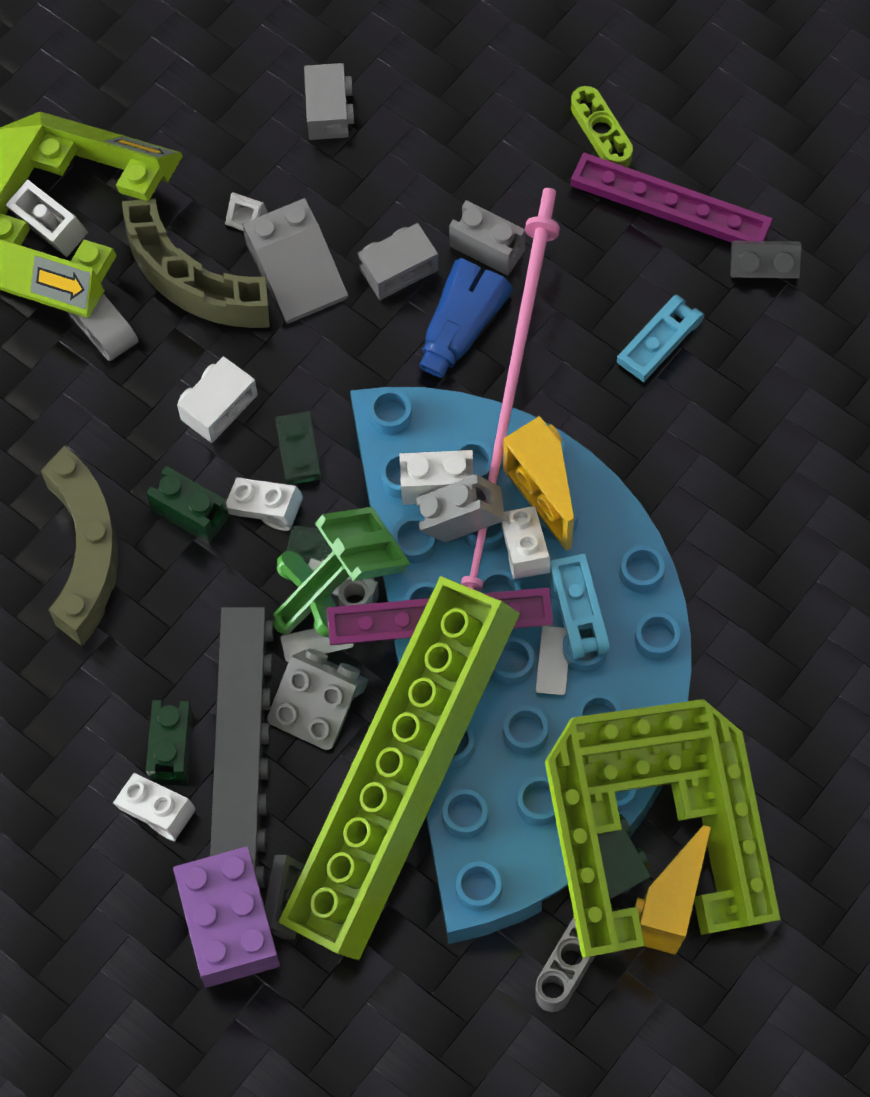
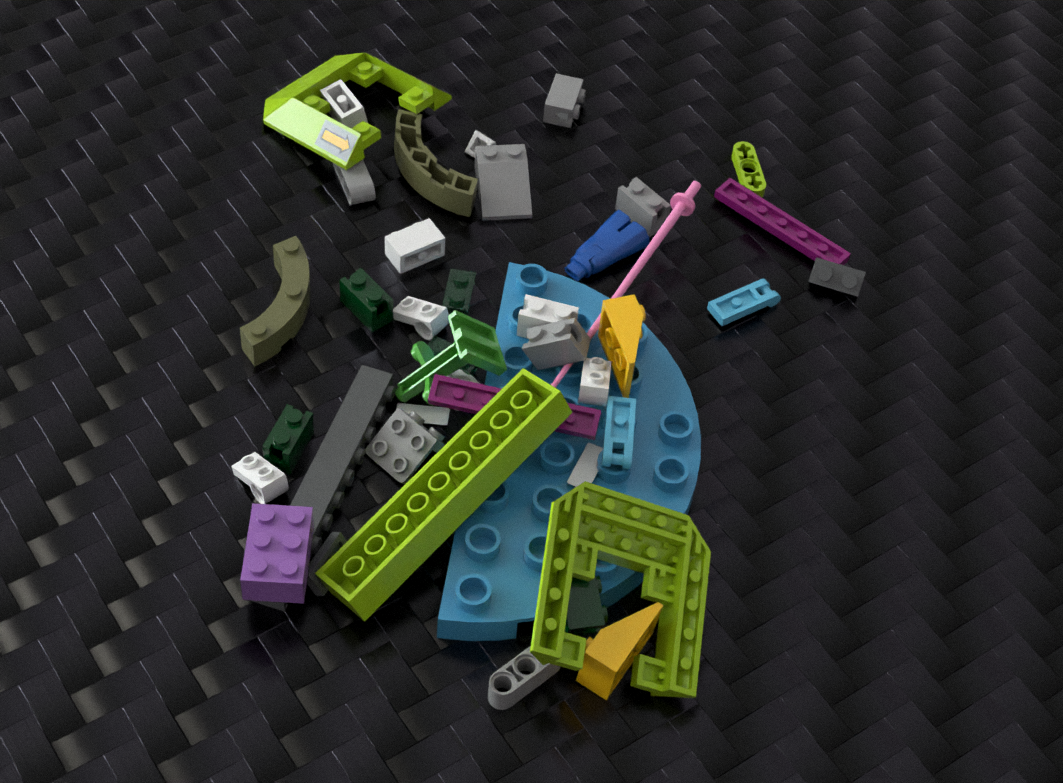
camera: 10 degrees right, 15 degrees down
(398, 260) = (575, 203): light grey brick -> none

